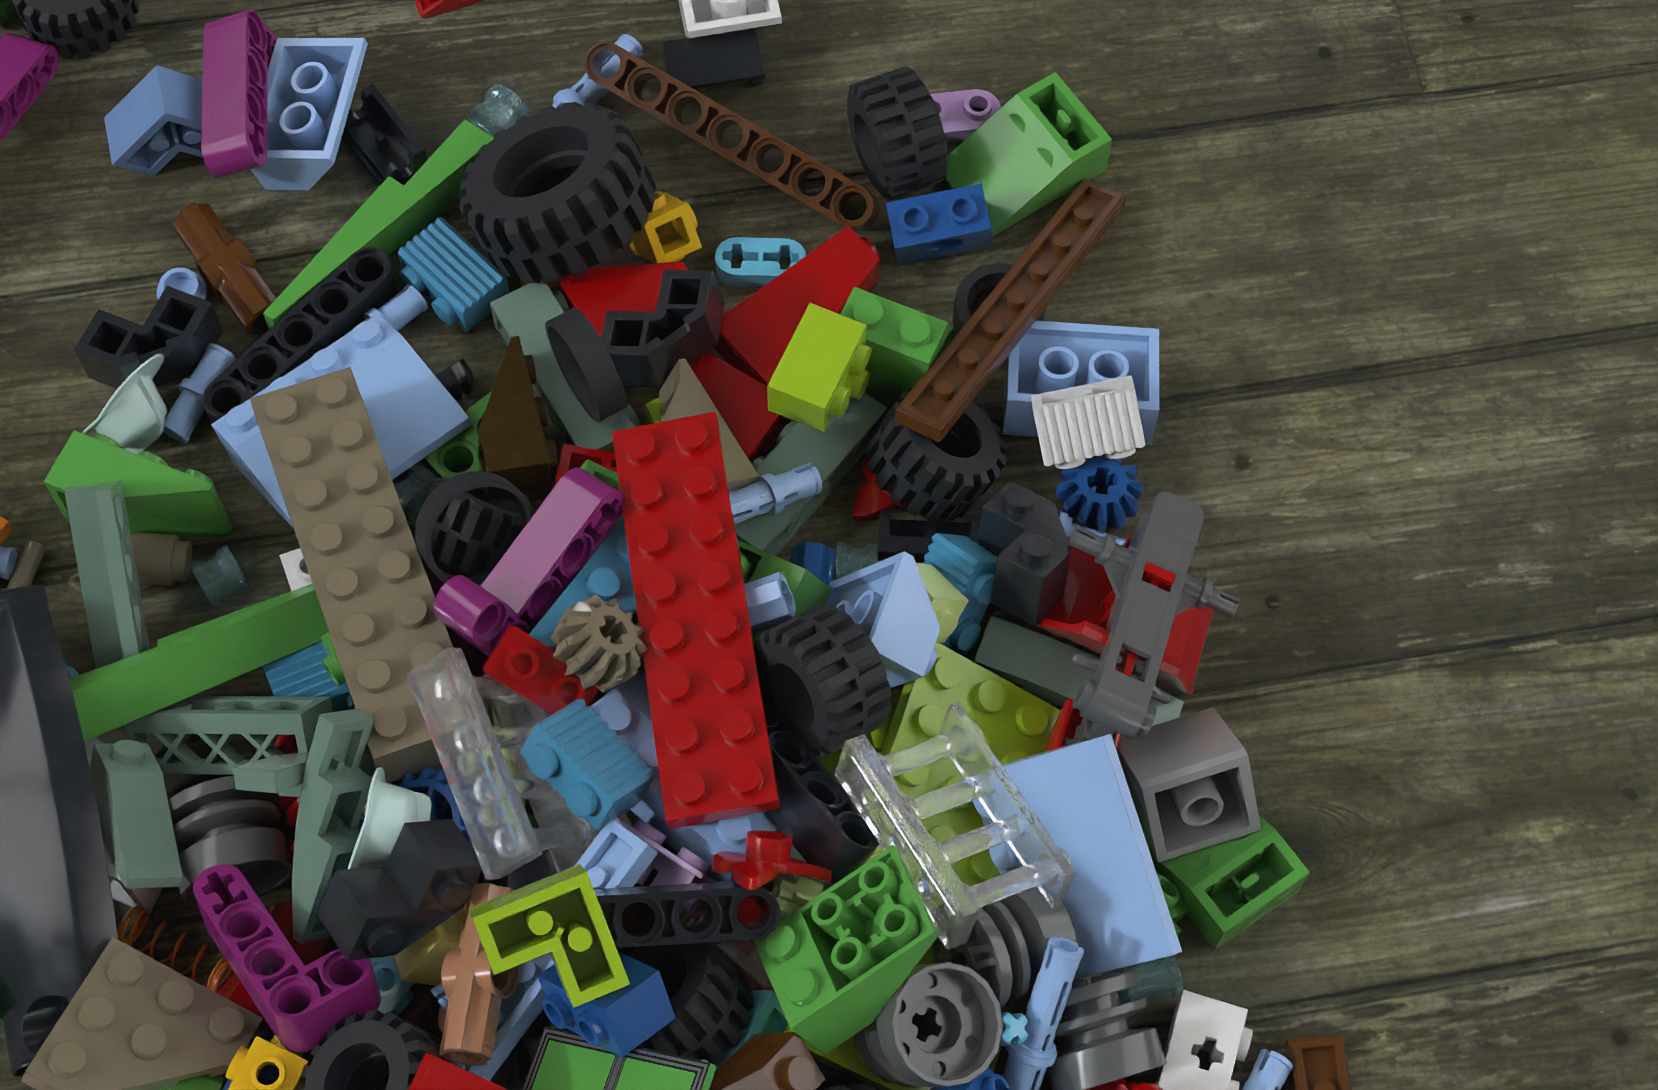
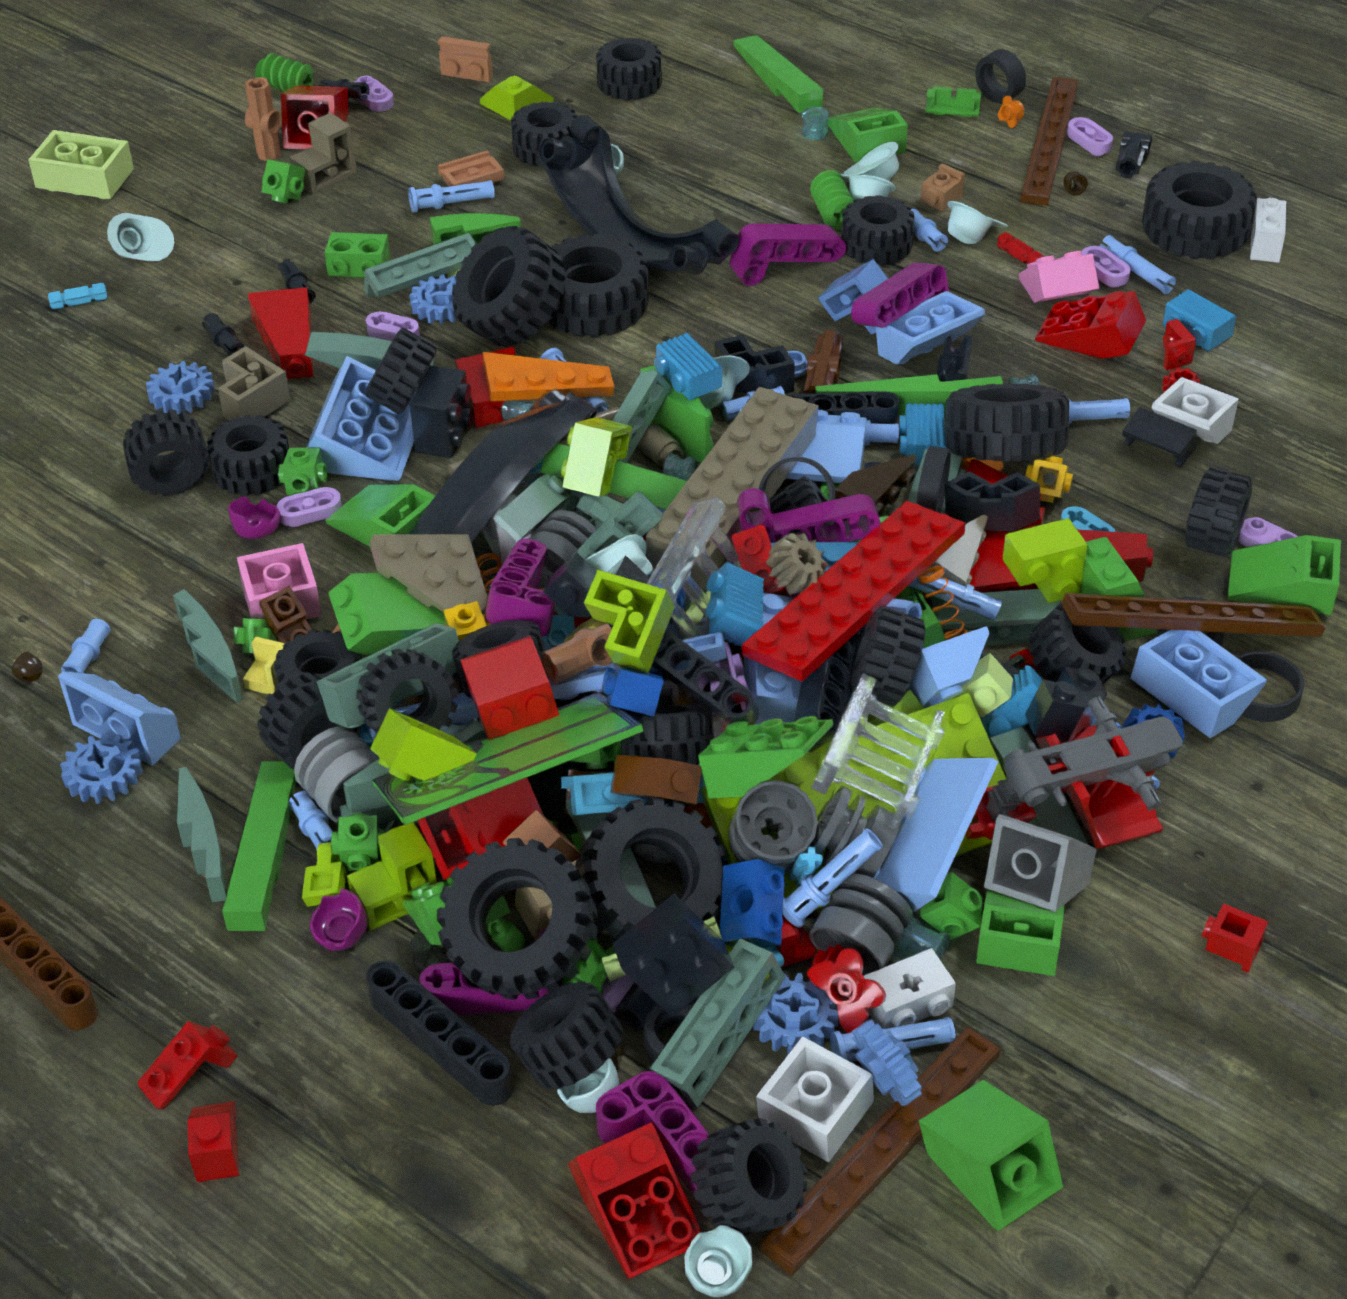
camera: 50 degrees right, 20 degrees down
(117, 436) = (688, 366): none -> dark azure brick
(138, 663) = (593, 455): none -> brick
(710, 129) = (1130, 466): reddish brown beam -> none
(764, 859) = (774, 694): red animal -> none
(784, 543) = (930, 578): none -> orange piece
(940, 224) = (1199, 567): blue brick -> none
(1088, 422) = (1171, 679): white brick -> none
(1153, 288) = (1283, 667): none -> black tyre
(1423, 669) = (1235, 935): none -> red brick

